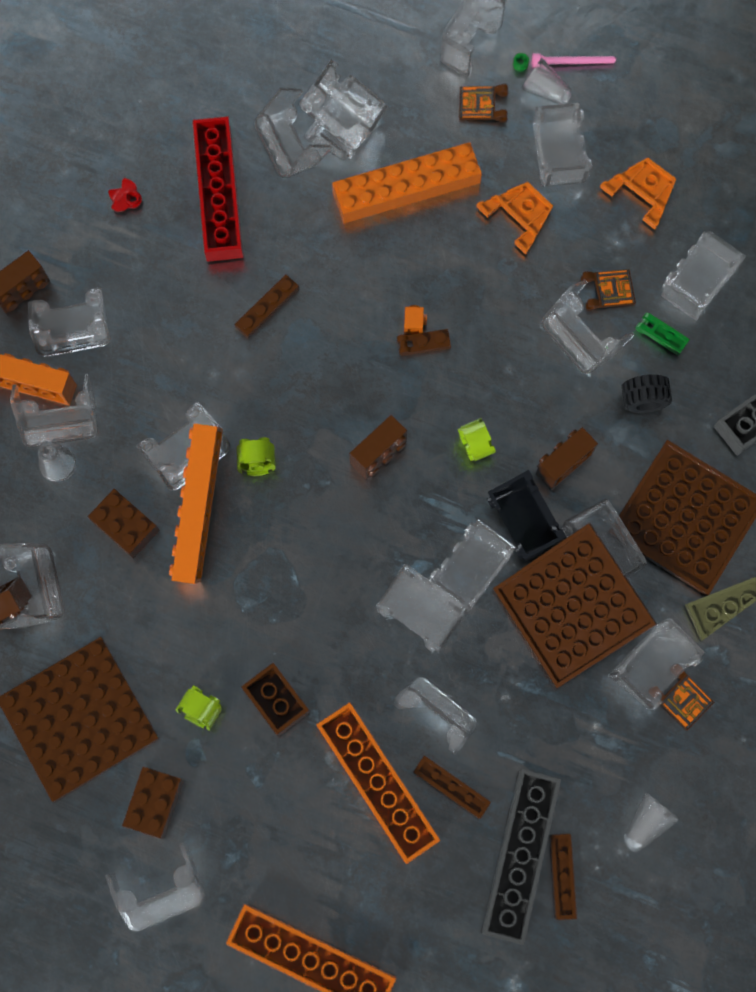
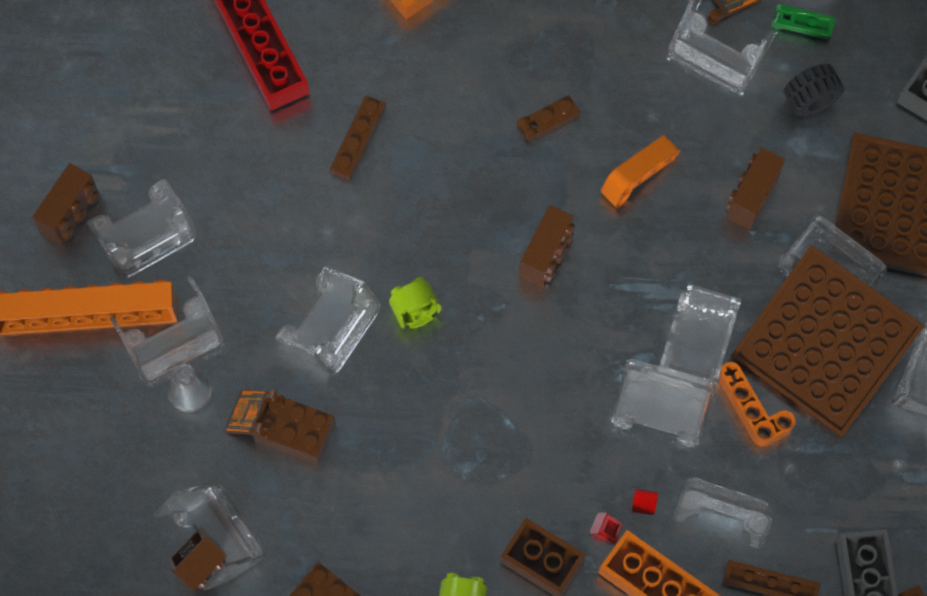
camera: 20 degrees left, 5 degrees down
(93, 497) = (249, 411): none -> flag
(124, 195) = (145, 70): red plate -> none
(196, 503) = (373, 372): orange brick -> none
(338, 692) = (606, 527): none -> red slope
(376, 683) = (644, 502): none -> red slope
(414, 319) = (528, 97): orange brick -> none
(477, 440) = (650, 201): lime brick -> none
(480, 407) = (638, 169): none -> orange beam
(494, 632) = (751, 402): none -> orange beam
(526, 516) = (737, 264): black windscreen -> none

